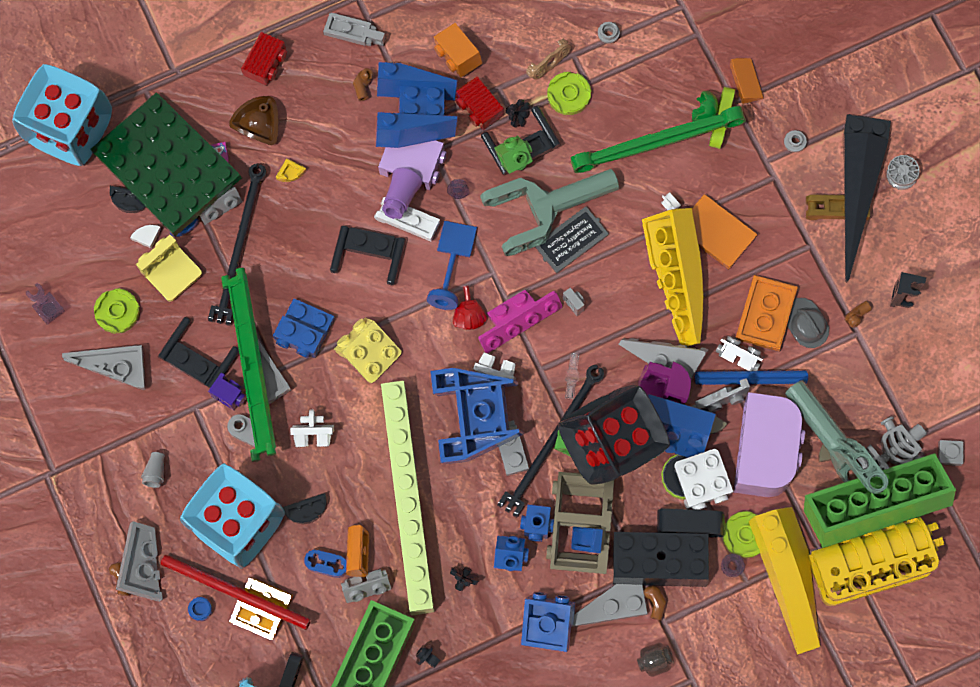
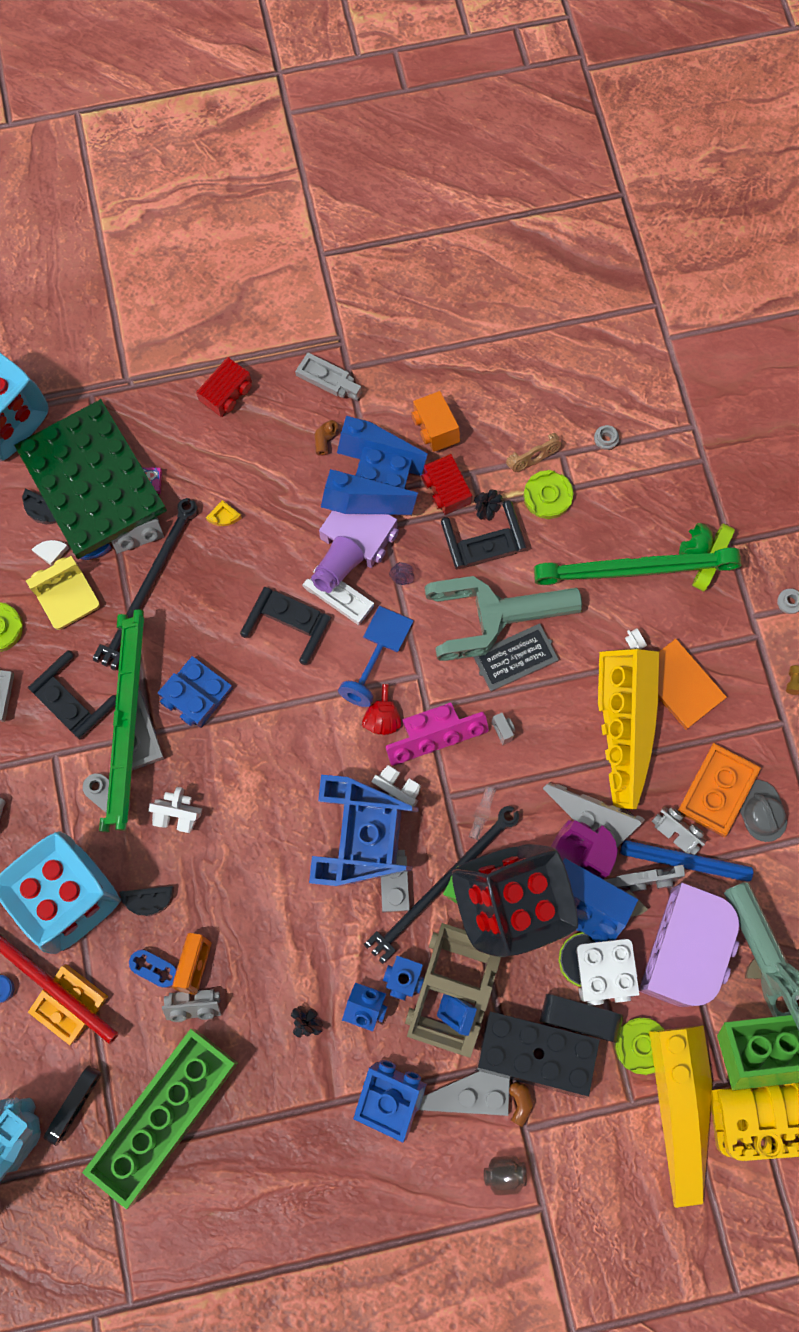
camera: 10 degrees right, 0 degrees up
(227, 392) = (92, 745): dark purple brick -> none
(257, 119) = (201, 451): reddish brown hat -> none
(368, 349) = (260, 732): light yellow bracket -> none
(407, 498) = (262, 916): yellowish green brick -> none
(425, 654) = (240, 1106): black plate -> none
(514, 154) = (472, 548): bright green brick -> none
(736, 559) = (628, 1080): clear purple plate -> none
(746, 80) = (748, 521): orange slope -> none

